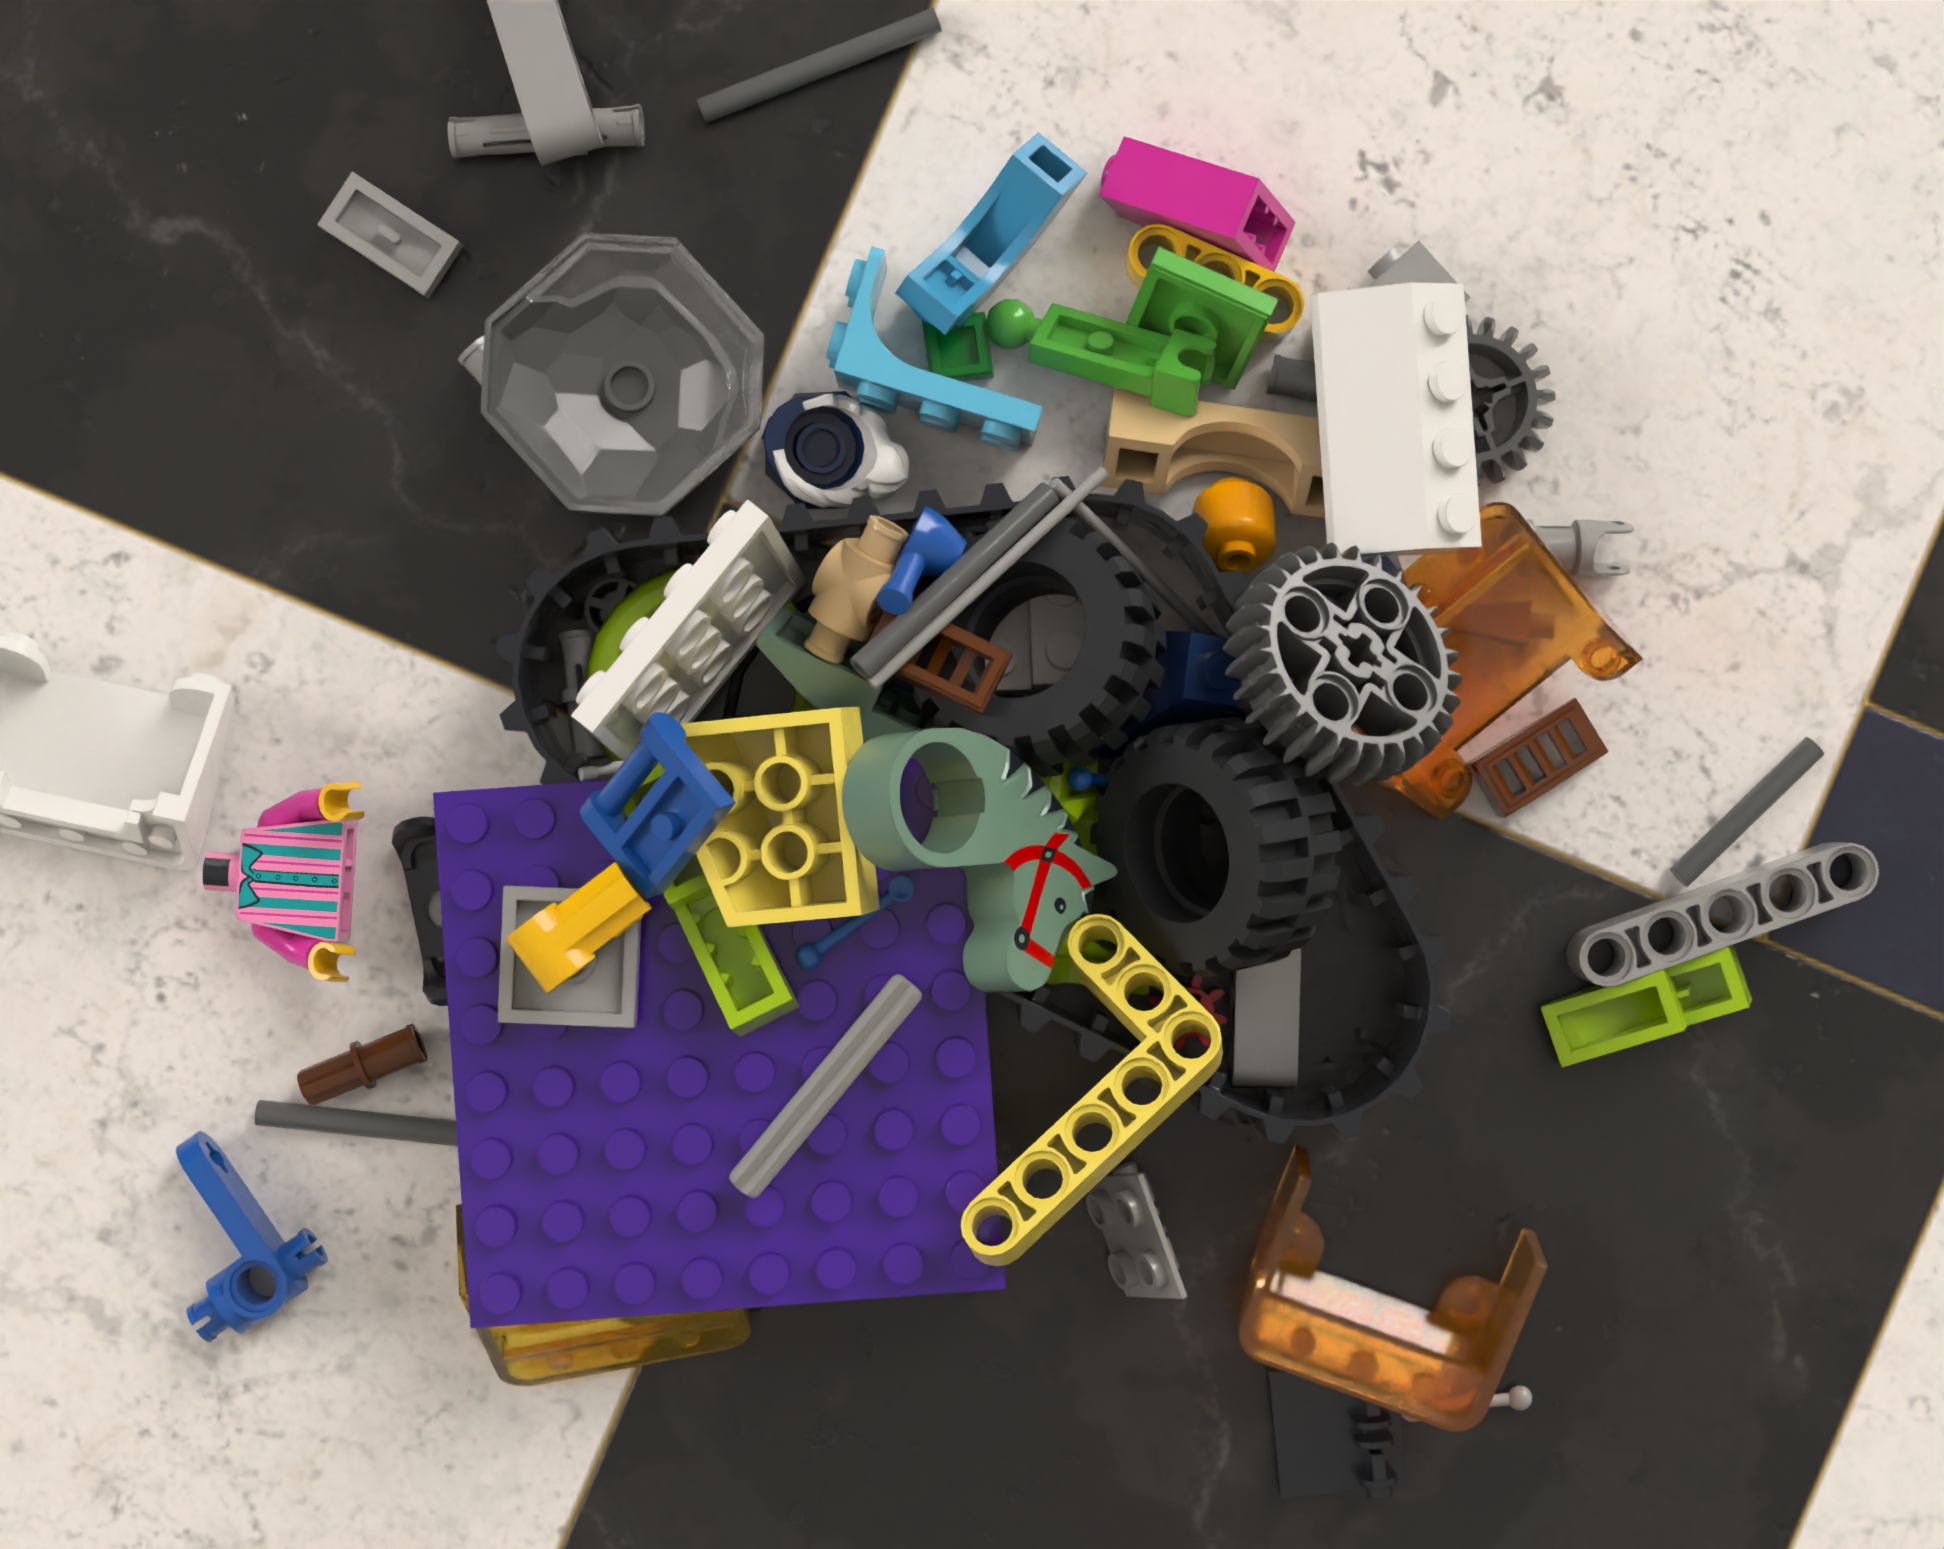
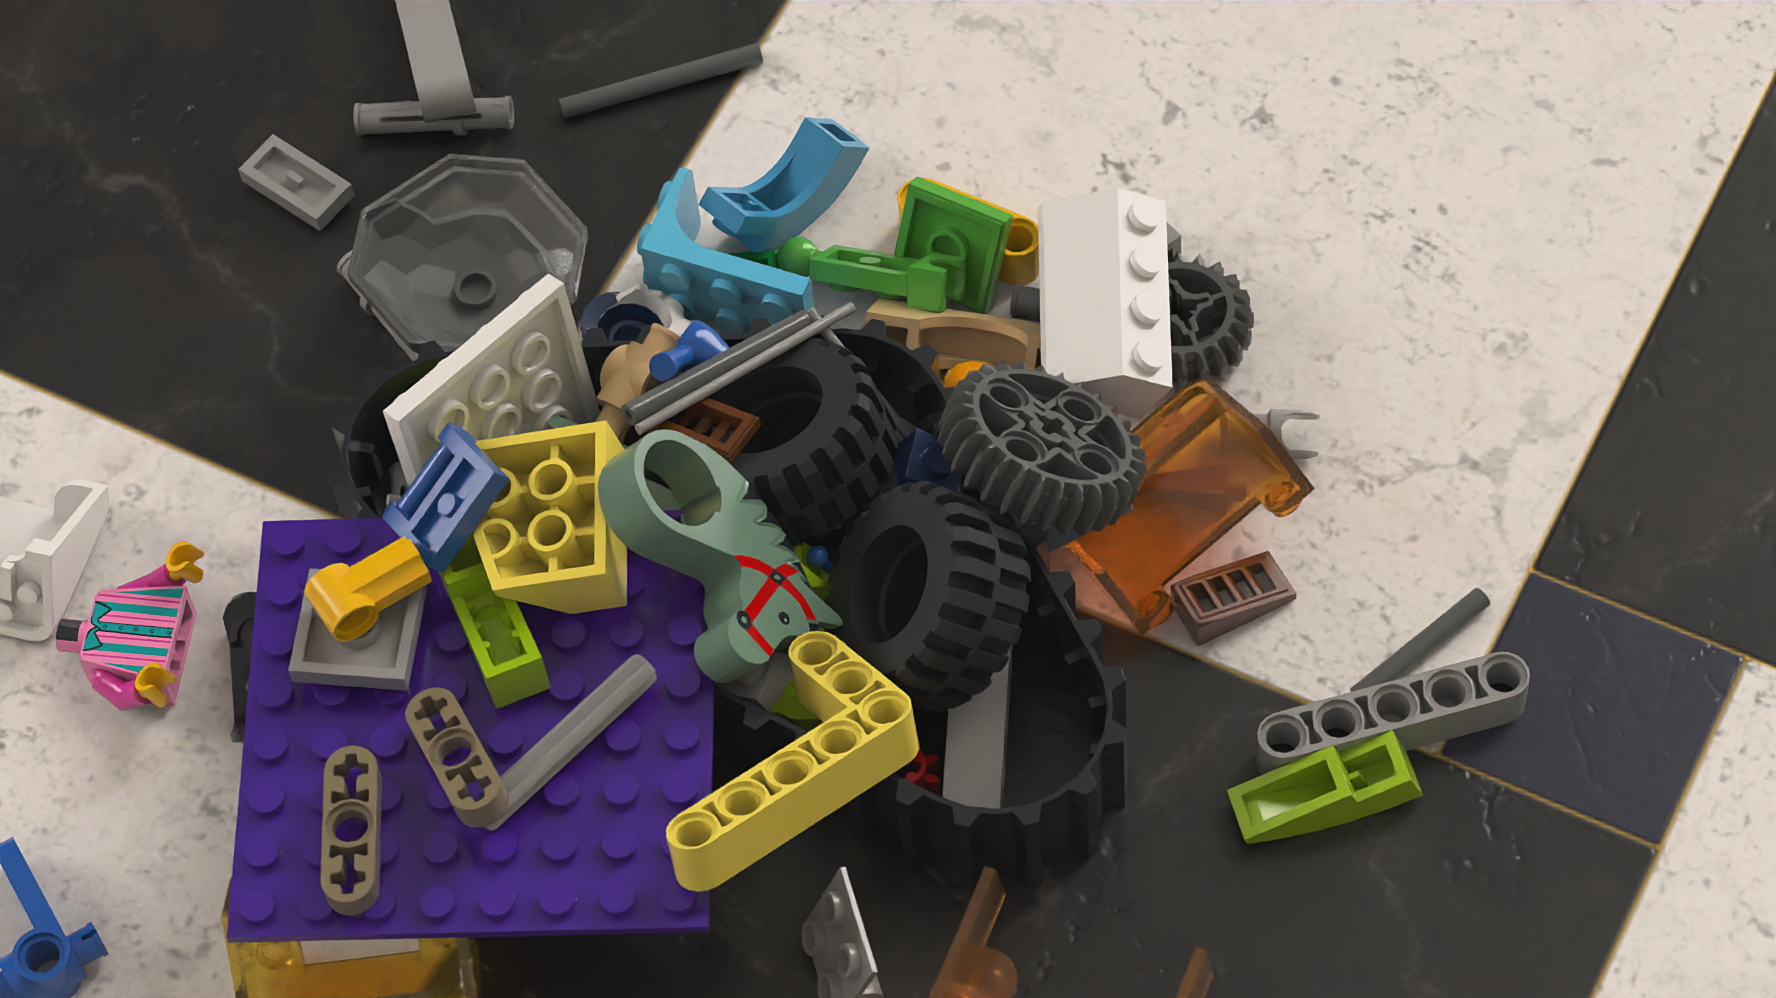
camera: 10 degrees right, 30 degrees down
(356, 1123) = (149, 847): dark grey piece -> none
(362, 1065) = (166, 797): reddish brown axle -> none
(618, 1256) = (366, 850): none -> dark tan beam
(718, 1175) = (455, 778): none -> dark tan beam
(810, 955) = (647, 599): blue hinge -> none
(1198, 199) = (964, 158): dark pink slope -> none

